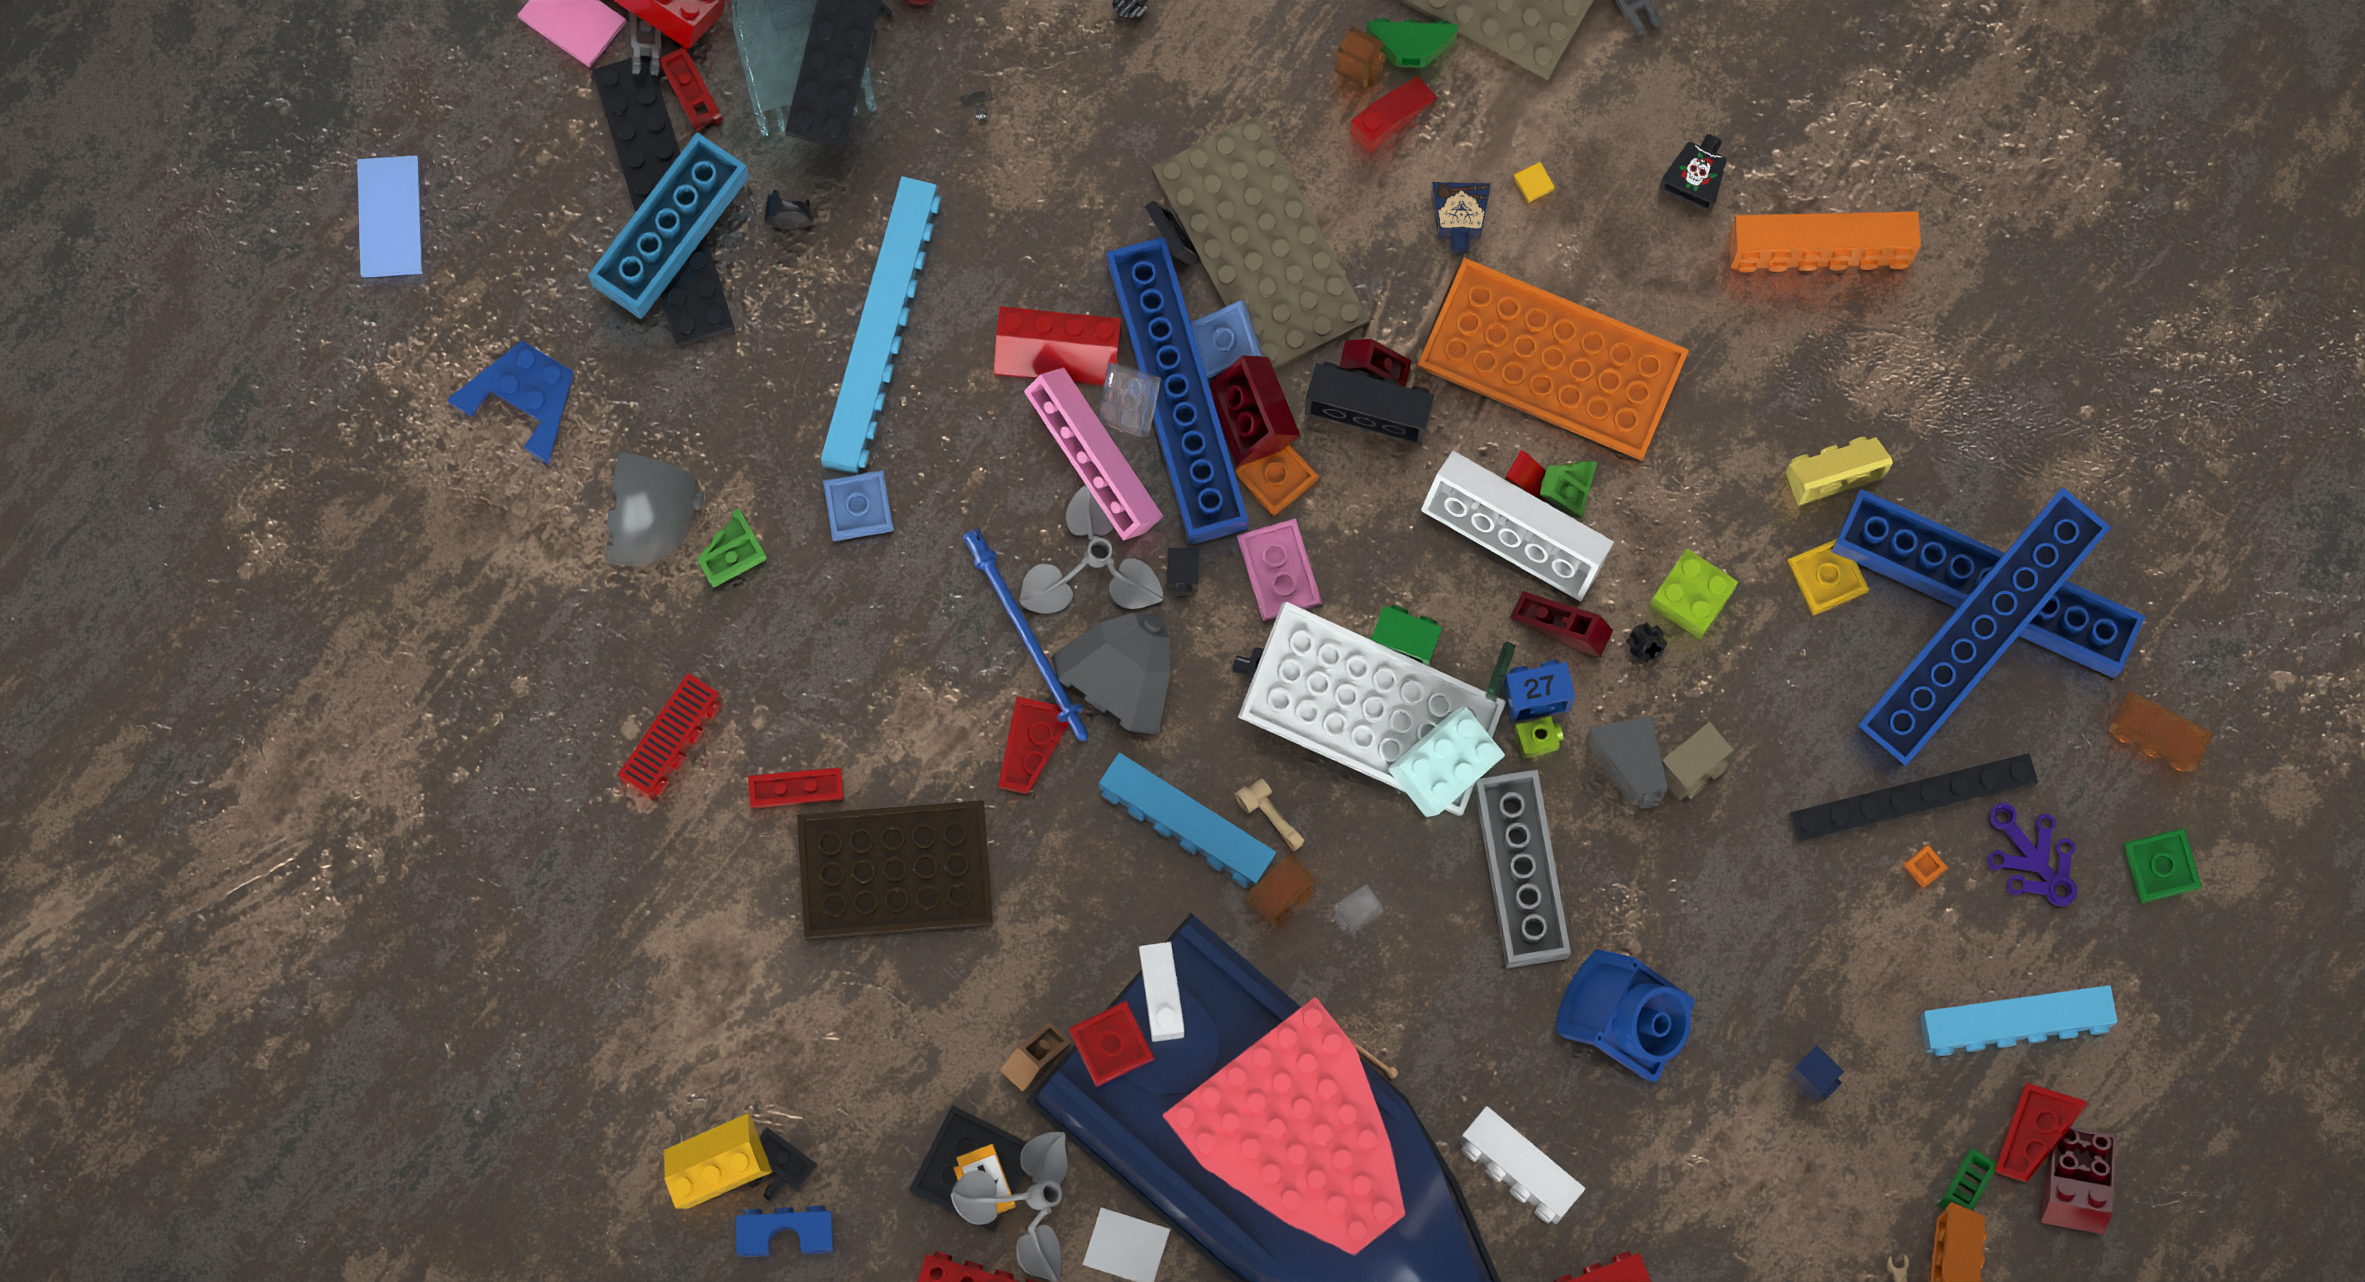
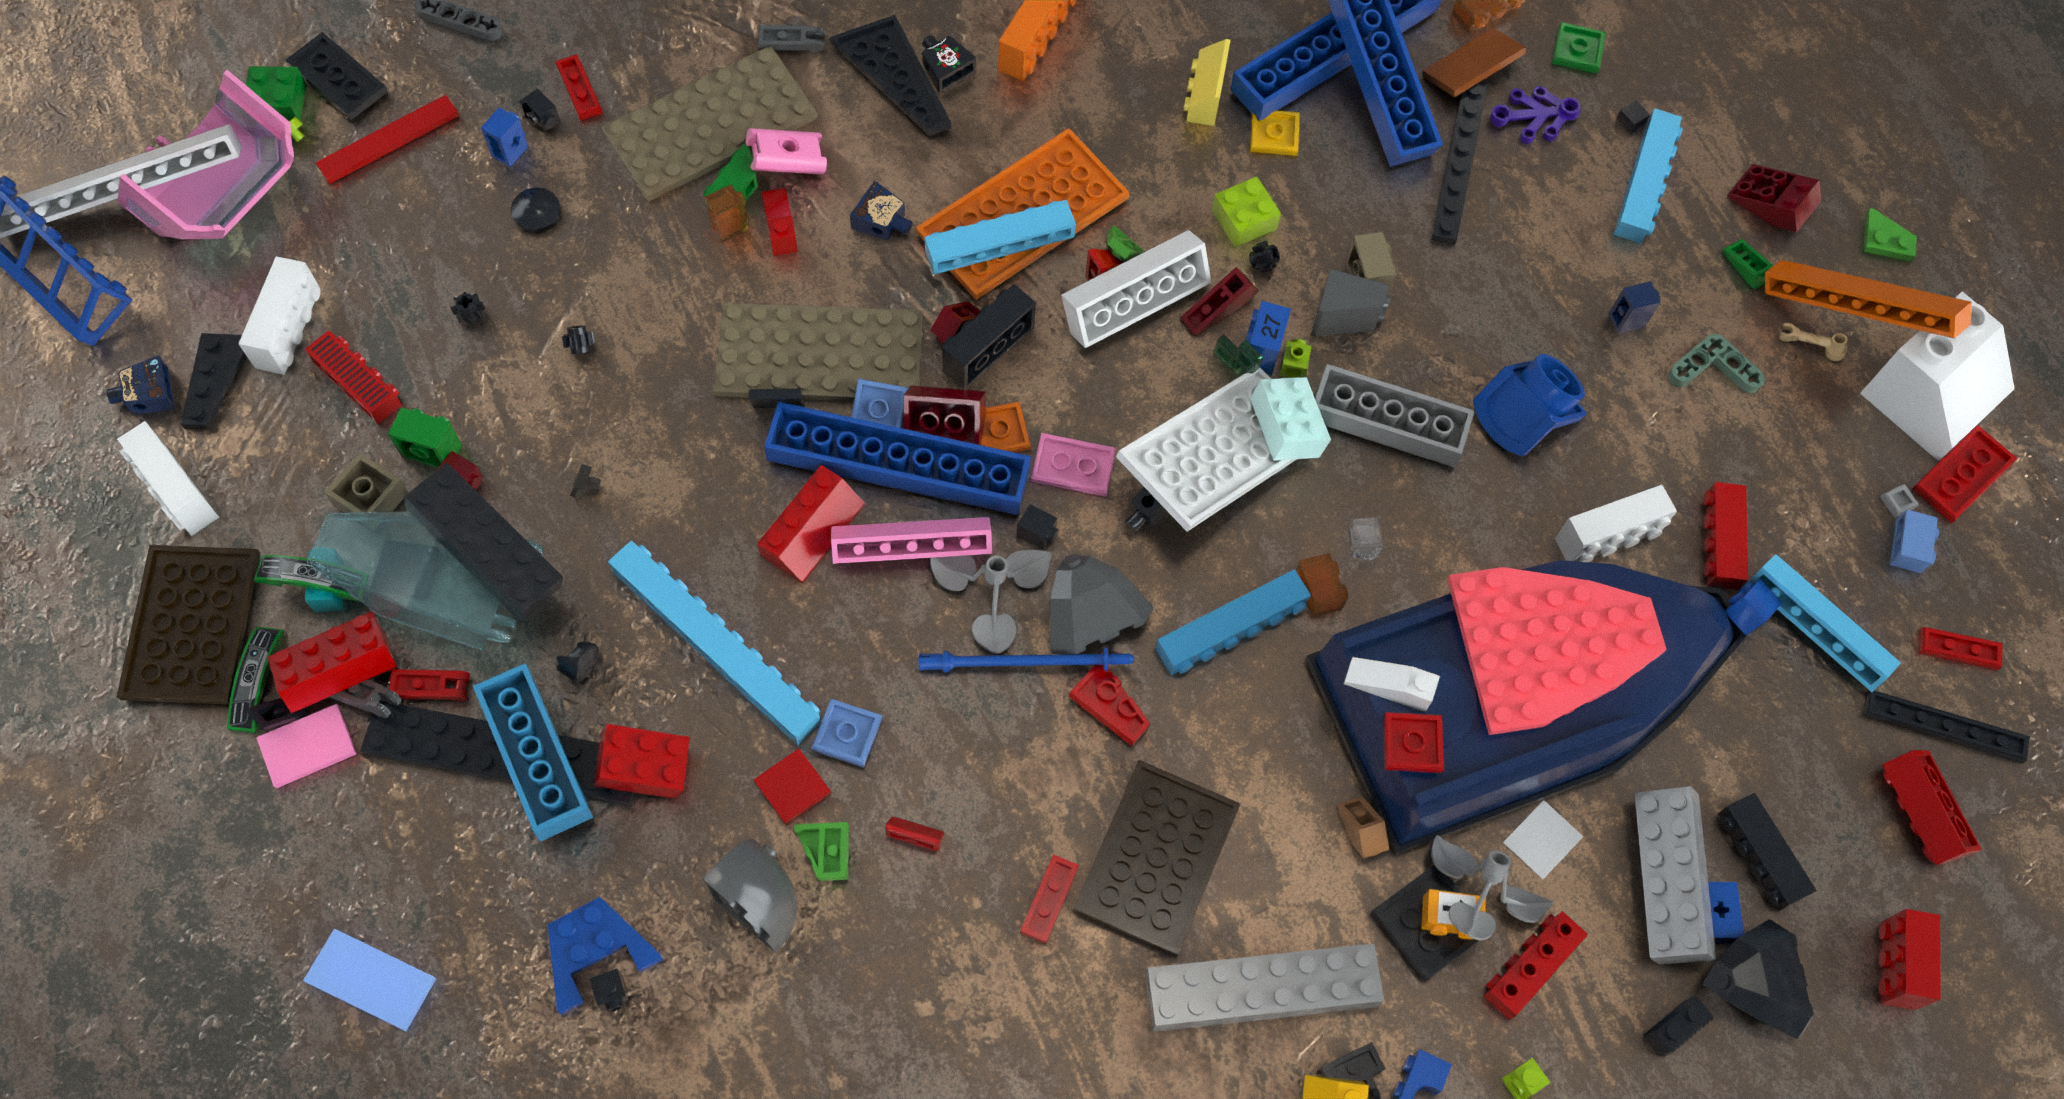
camera: 65 degrees left, 10 degrees down
(489, 433) = (610, 991): none -> black brick
(670, 736) = (952, 976): red brick -> none
(717, 330) = (641, 761): none -> red brick
(776, 484) = (792, 786): none -> red tile
(793, 625) = (914, 833): none -> red slope
(815, 1035) = (1263, 987): none -> light grey brick
(1128, 399) = (886, 491): clear plate -> none
(1255, 797) = (1238, 567): tan brick -> none
(1407, 634) = (1178, 395): green brick -> none
(1492, 82) = (786, 151): none -> bright pink piece
(1497, 350) = (999, 236): none -> medium azure brick
(1533, 182) = (886, 161): yellow tile -> none
(1661, 113) = (891, 65): none -> black wing
(1817, 1200) = (1718, 357): none -> sand green beam
(1925, 866) = (1510, 177): orange tile -> none
(2036, 1129) = (1728, 200): red wing -> none
(2058, 752) = (1474, 62): none -> dark orange tile
(2097, 969) = (1633, 116): none -> black piece

